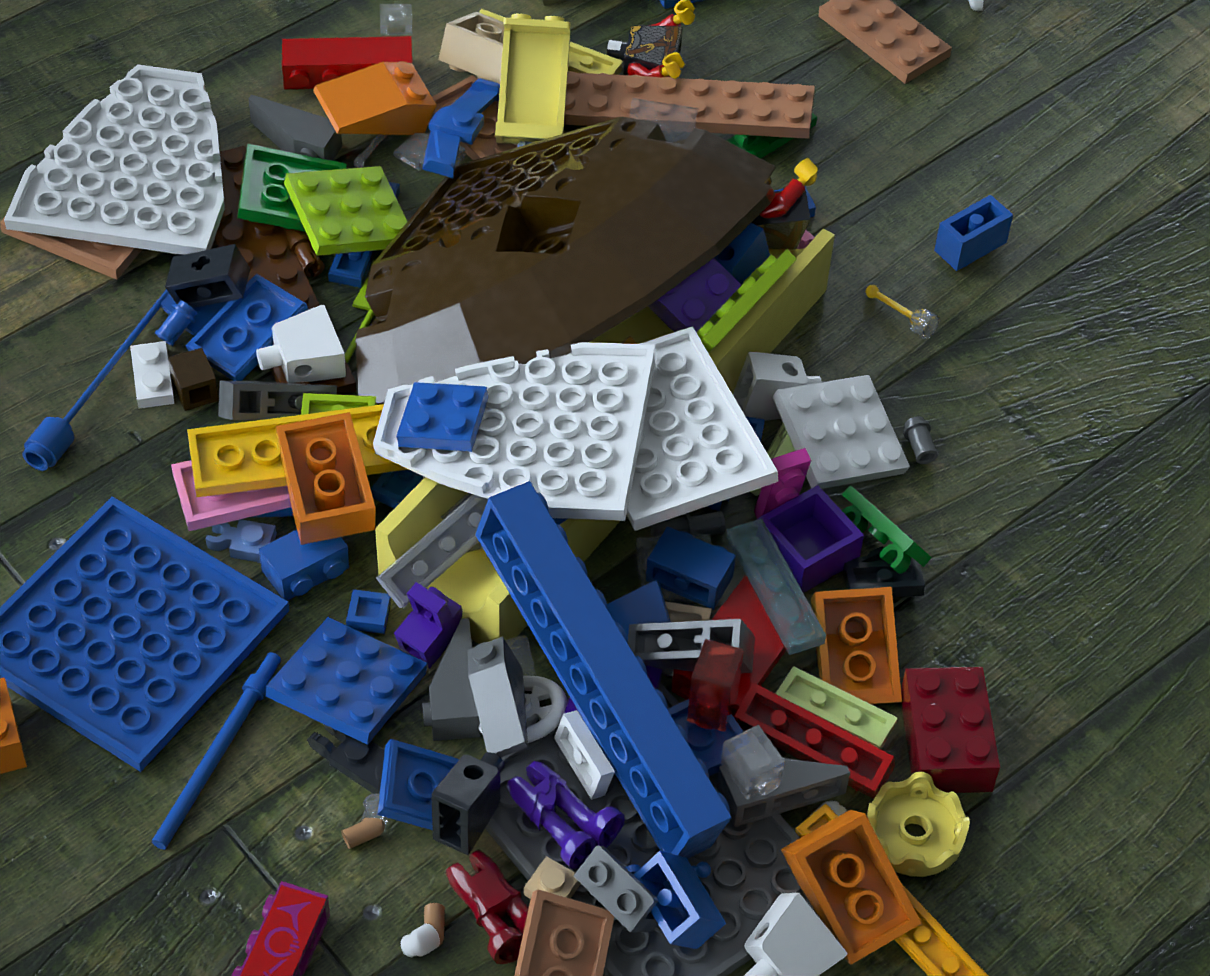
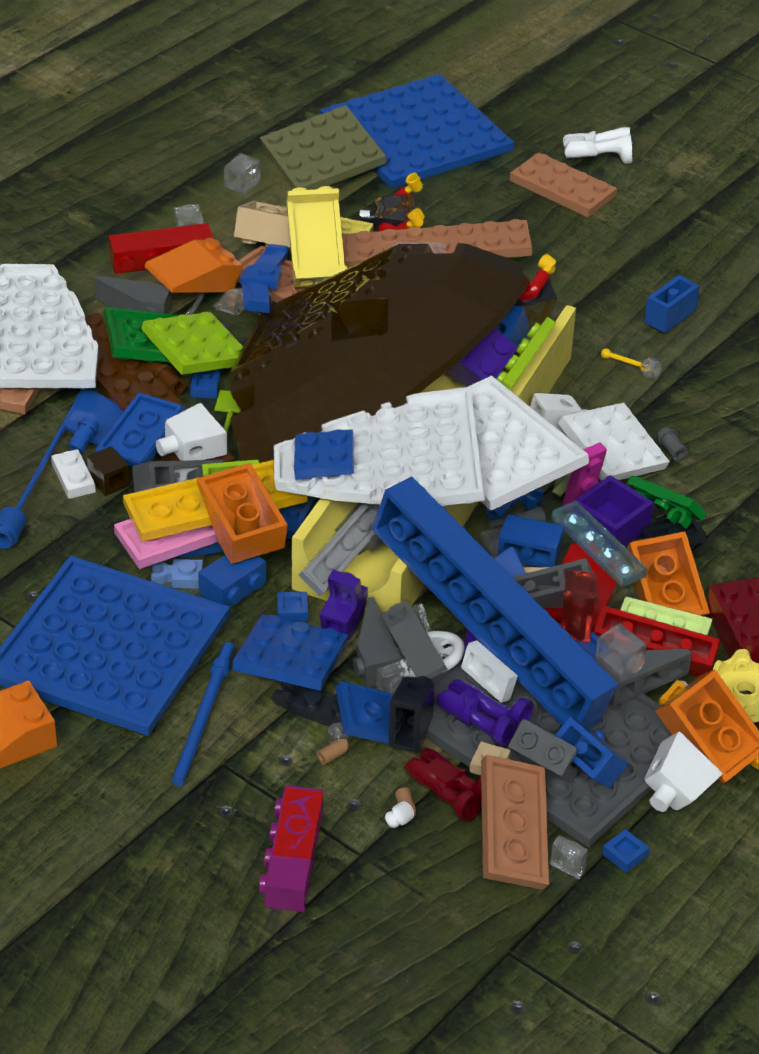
camera: 10 degrees left, 10 degrees down
(208, 276) = (102, 397): black brick -> none
(464, 739) = (391, 675): none -> clear plate

